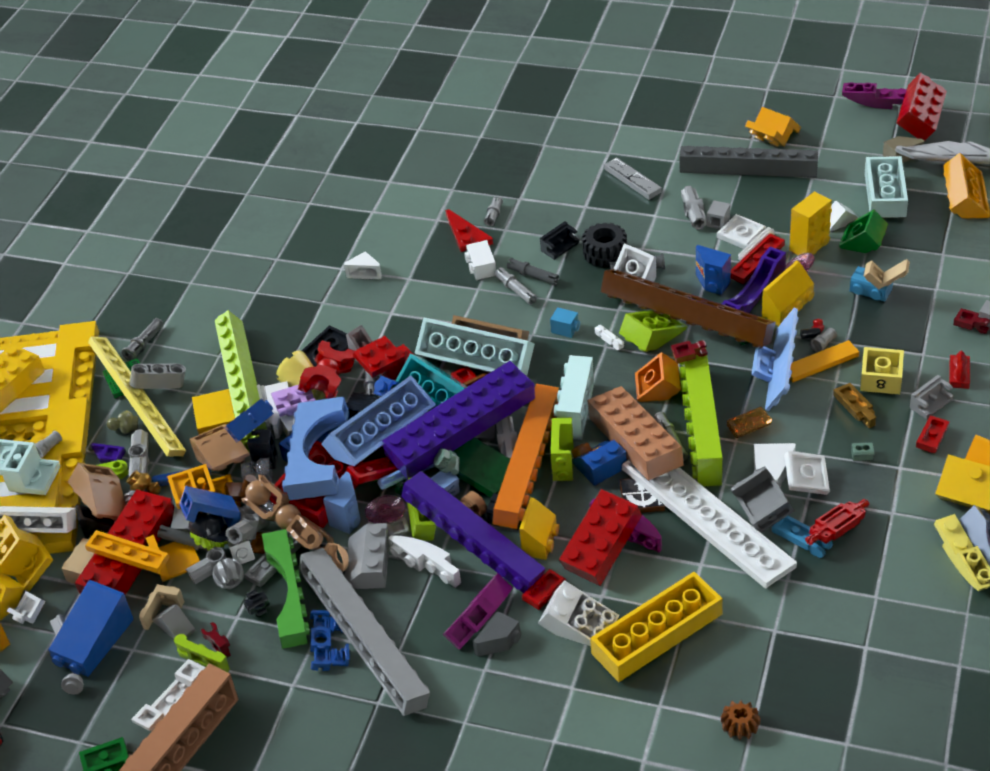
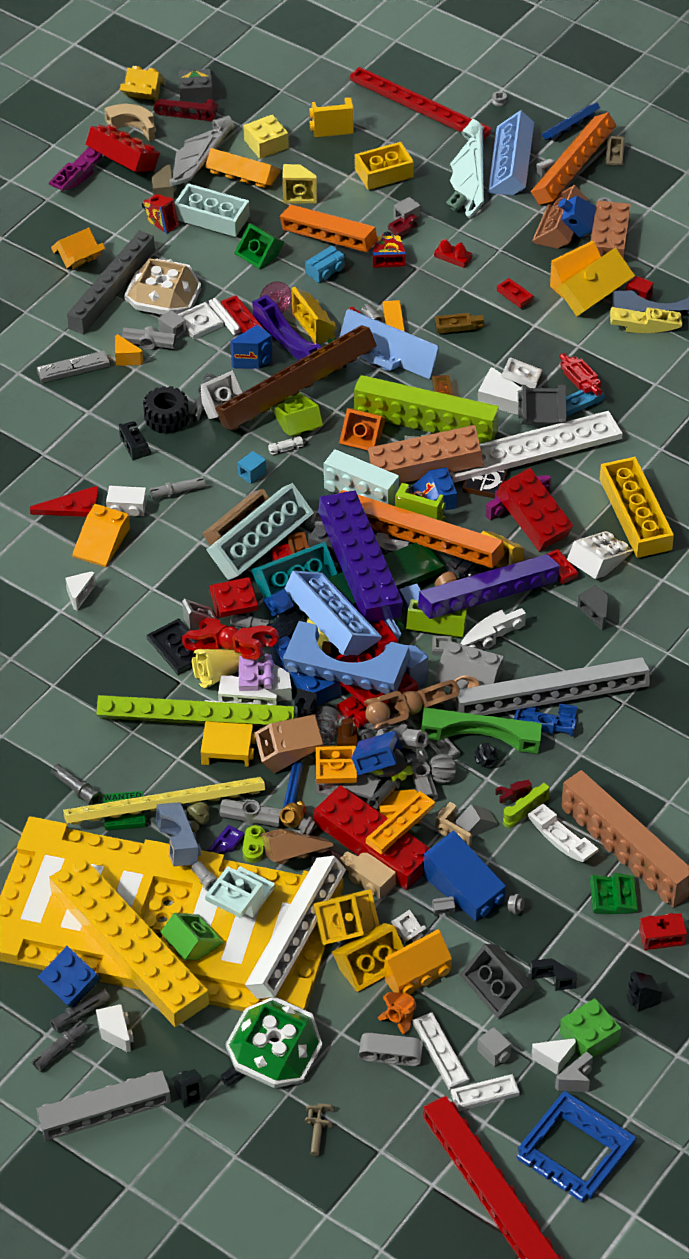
camera: 75 degrees left, 5 degrees up
(70, 417) = (183, 846): none -> sand blue arch
(157, 376) = (152, 774): light grey beam -> none
(249, 420) = (276, 692): blue arch -> none
(385, 509) = (423, 640): clear pink dish -> none
(433, 259) = (101, 535): none -> light orange slope
(447, 461) = (402, 579): sand green piece -> none
(478, 611) = (564, 603): magenta slope -> none
(493, 211) = (54, 475): light grey pin -> none
(527, 269) = (159, 473): dark grey pin -> none
(665, 198) = (127, 353): none -> light orange slope
(686, 351) = (370, 386): dark red plate -> none
(763, 194) = (163, 287): none -> tan piece
(810, 224) = (243, 267): yellow brick -> none
(841, 216) = (224, 256): white slope -> none
(857, 156) = (161, 212): none -> red torso
(862, 451) = (509, 343): sand green piece -> none
(880, 278) = (340, 242): tan bracket -> none
(882, 370) = (435, 292): light yellow brick -> none
(918, 279) = (329, 228): none -> orange brick
(923, 320) = (388, 251): none -> red torso
(931, 397) = (474, 279): light grey hinge -> none
(961, 225) = (298, 184): none -> light yellow slope
(977, 100) = (131, 115): none -> tan arch

